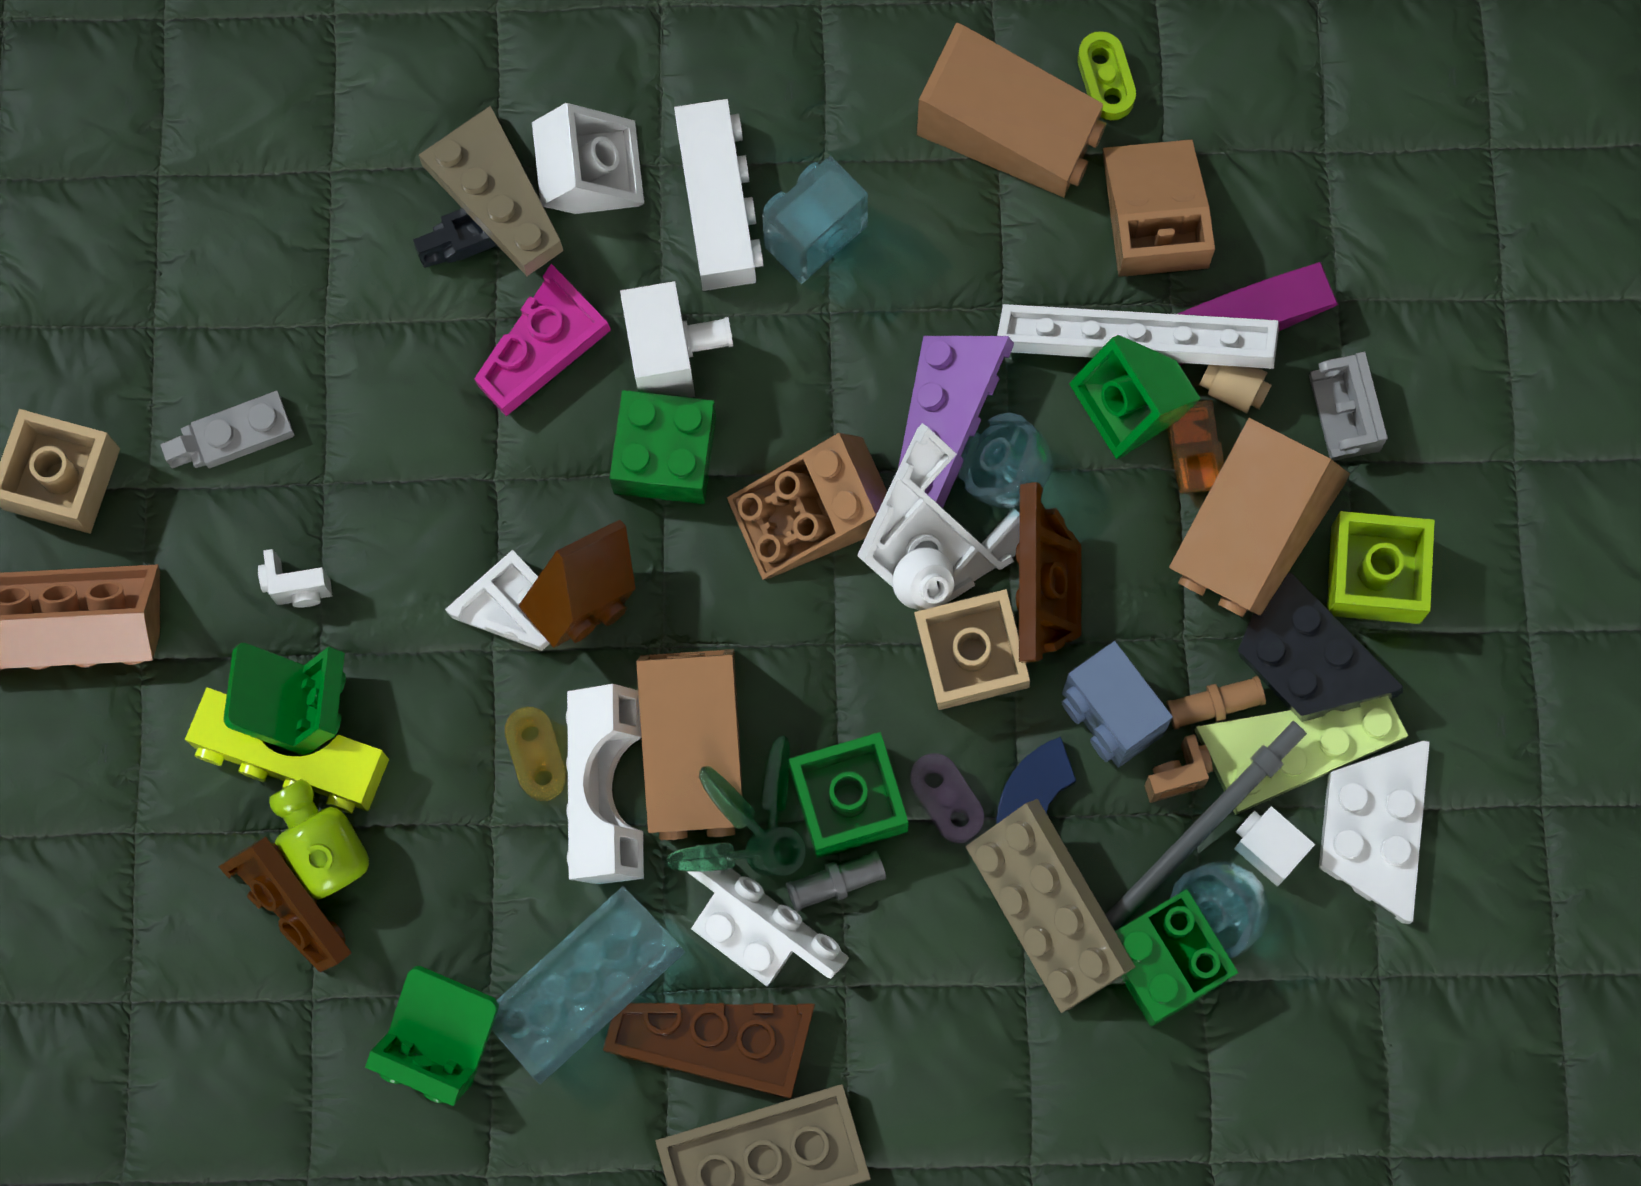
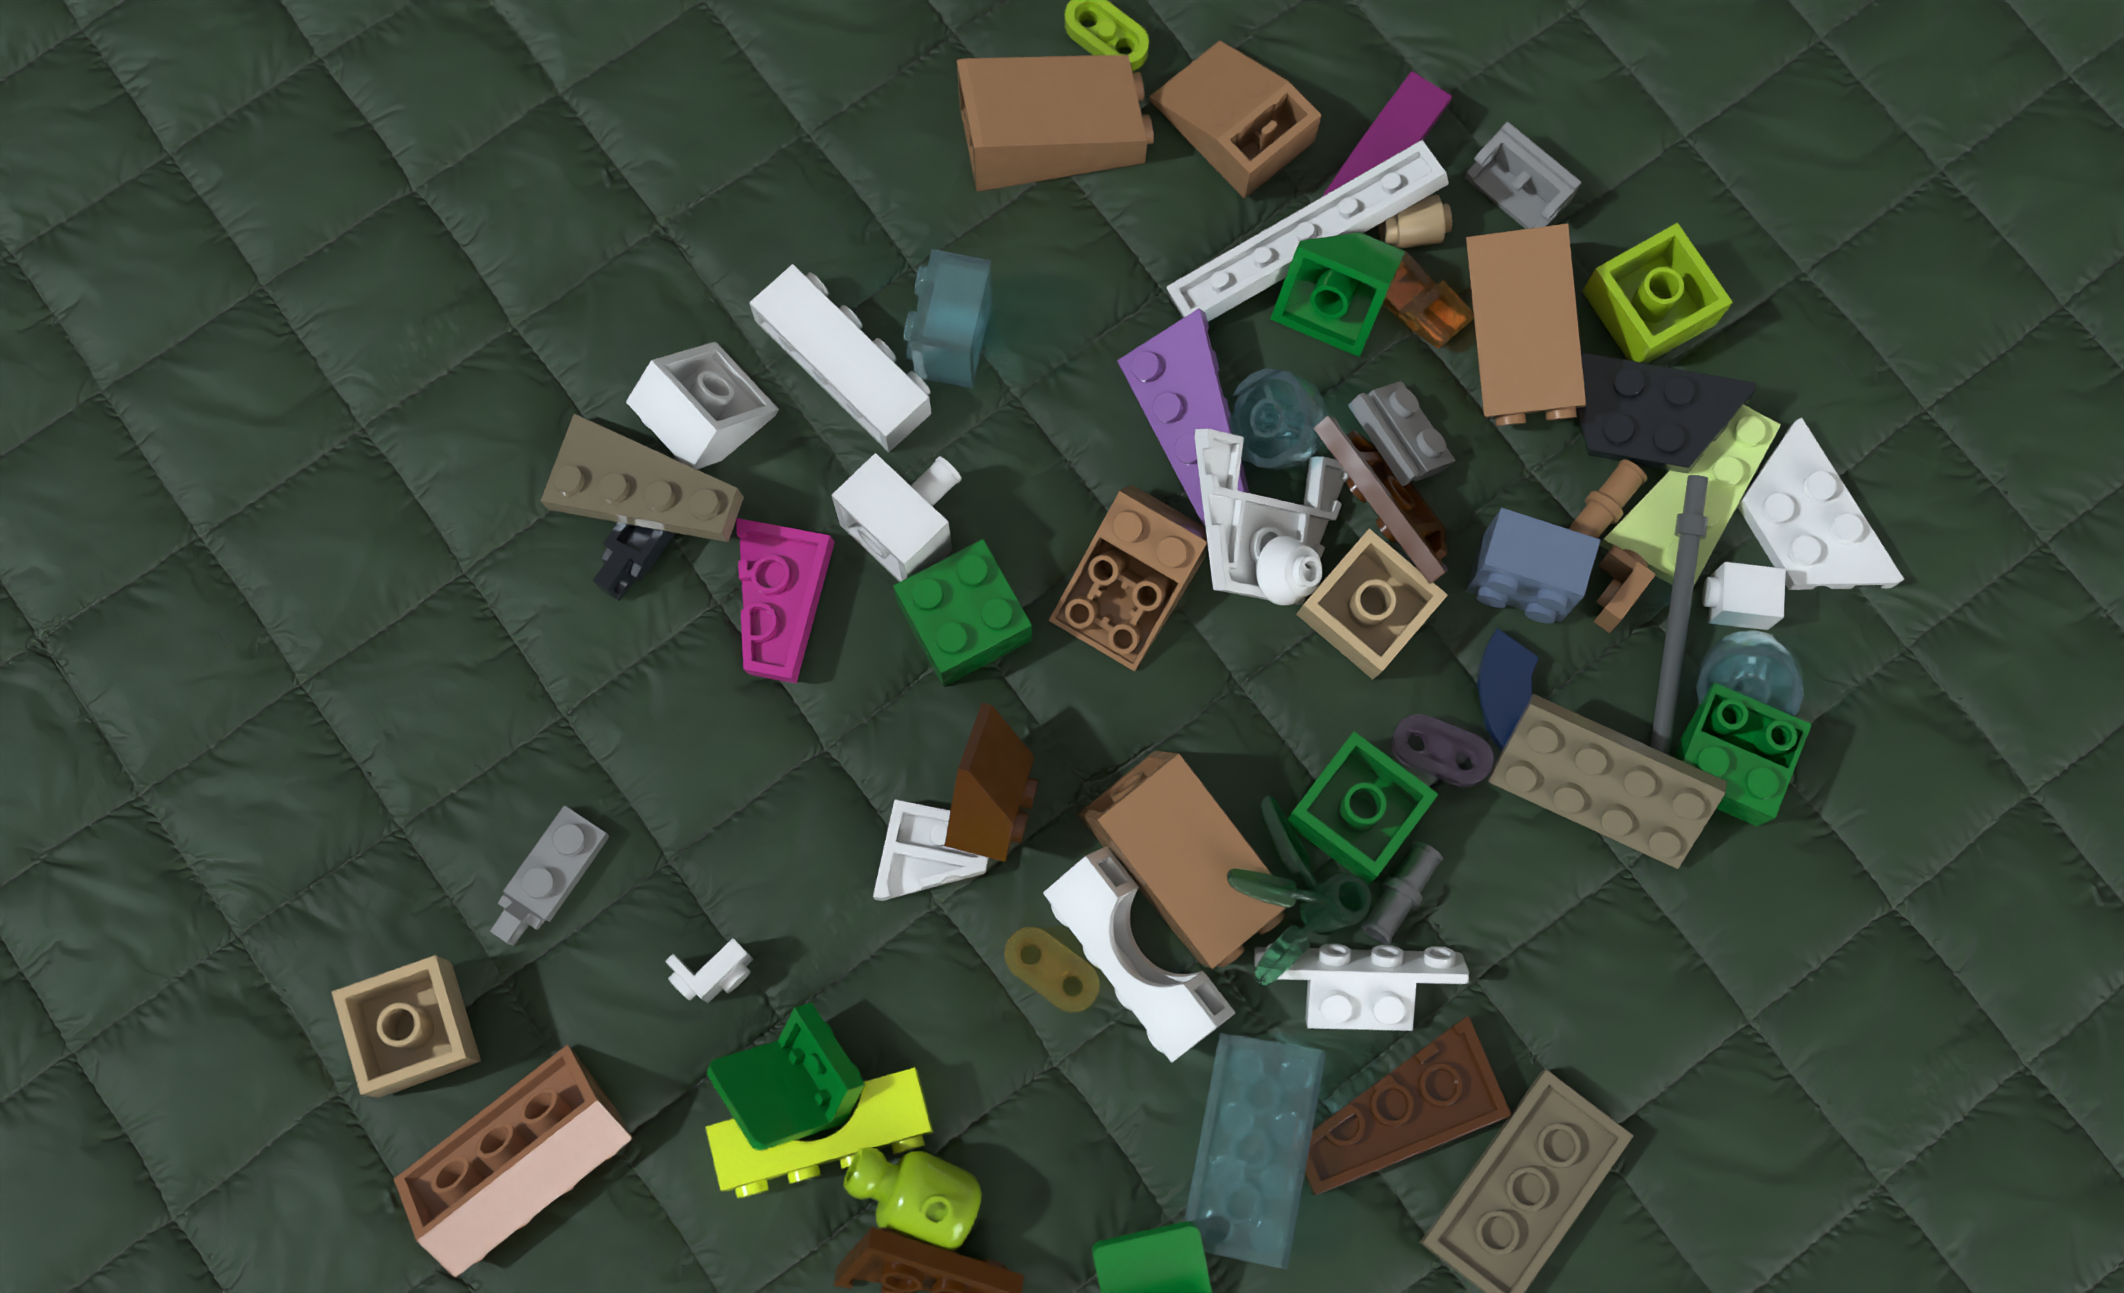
camera: 40 degrees left, 0 degrees up
(1098, 538) = (1402, 433): none -> light grey plate

